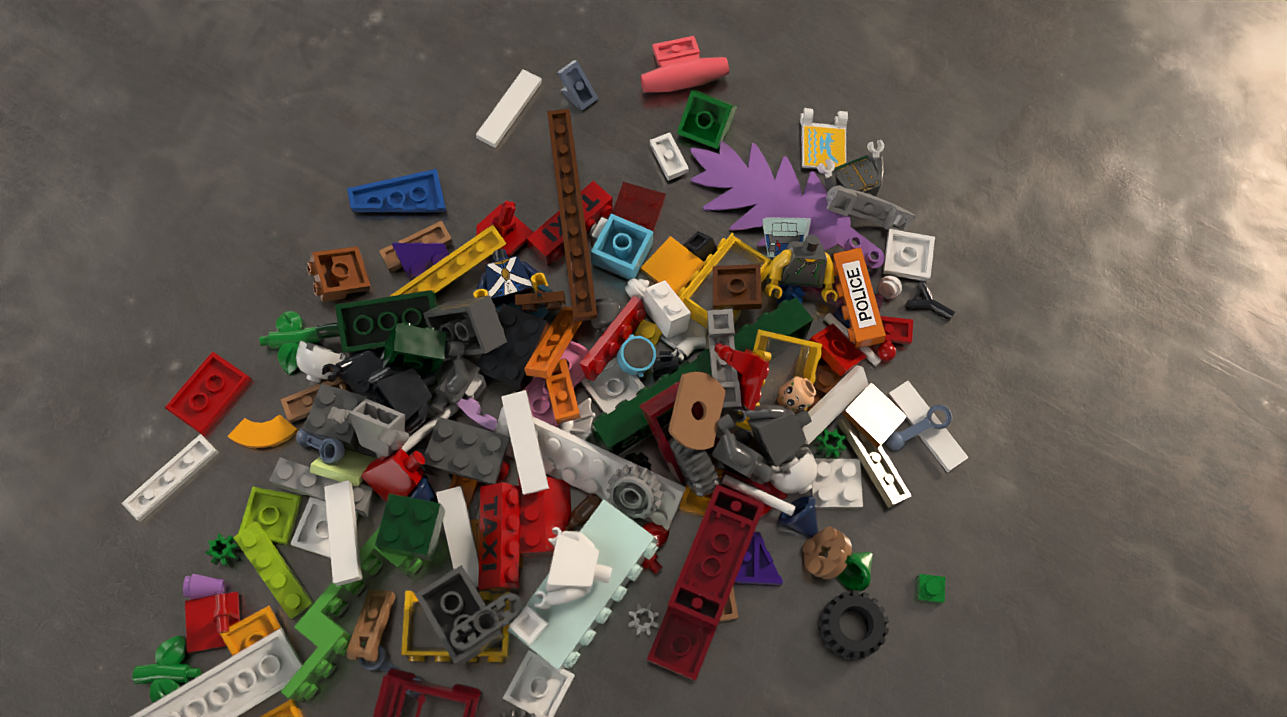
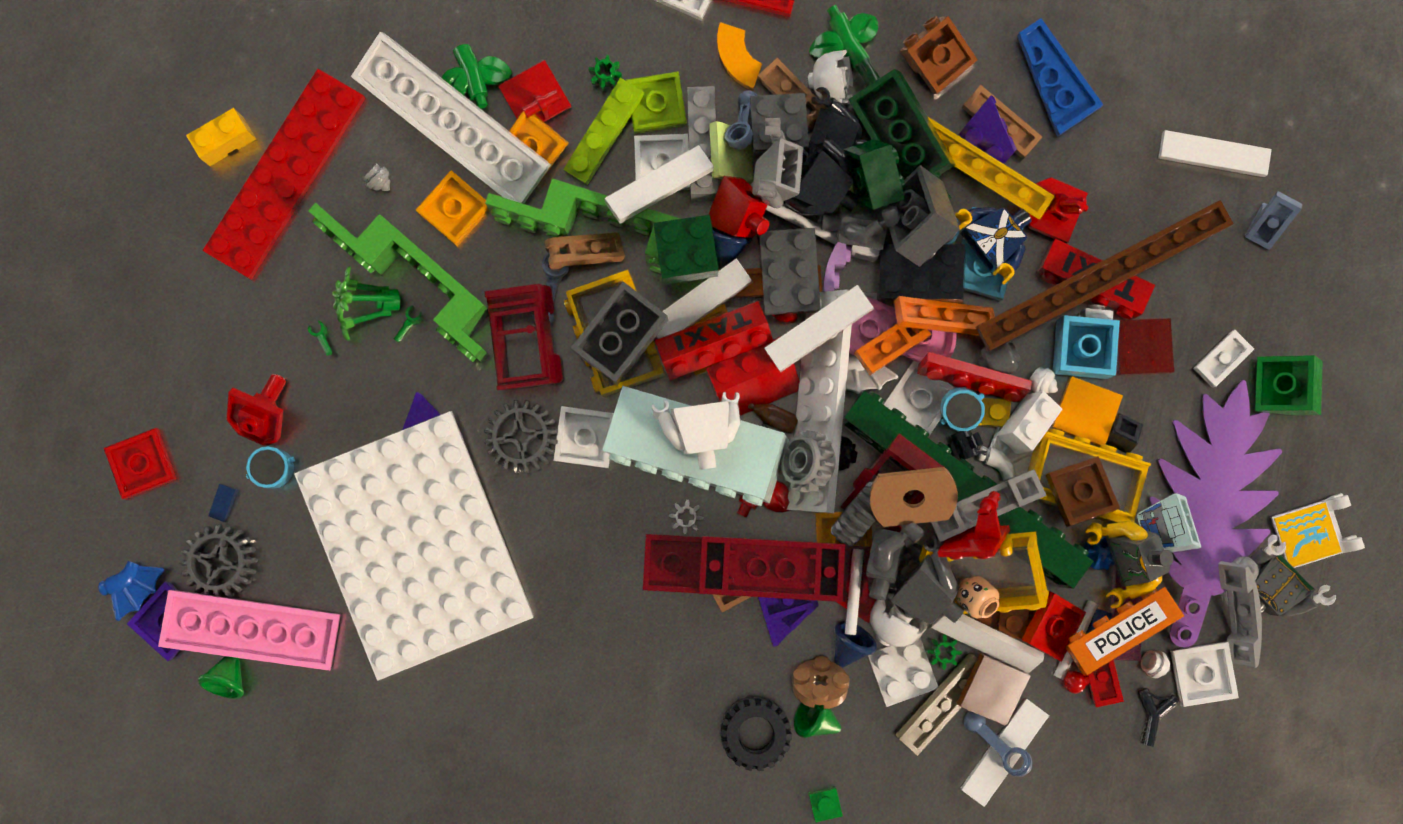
camera: 70 degrees right, 15 degrees up
(202, 586) = (563, 69): medium lavender cone -> none
(473, 639) = (599, 356): dark grey beam -> none
(529, 625) = (632, 405): white plate -> none
(550, 300) = (977, 274): reddish brown plate -> none
(682, 67) = (1349, 332): coral plate -> none

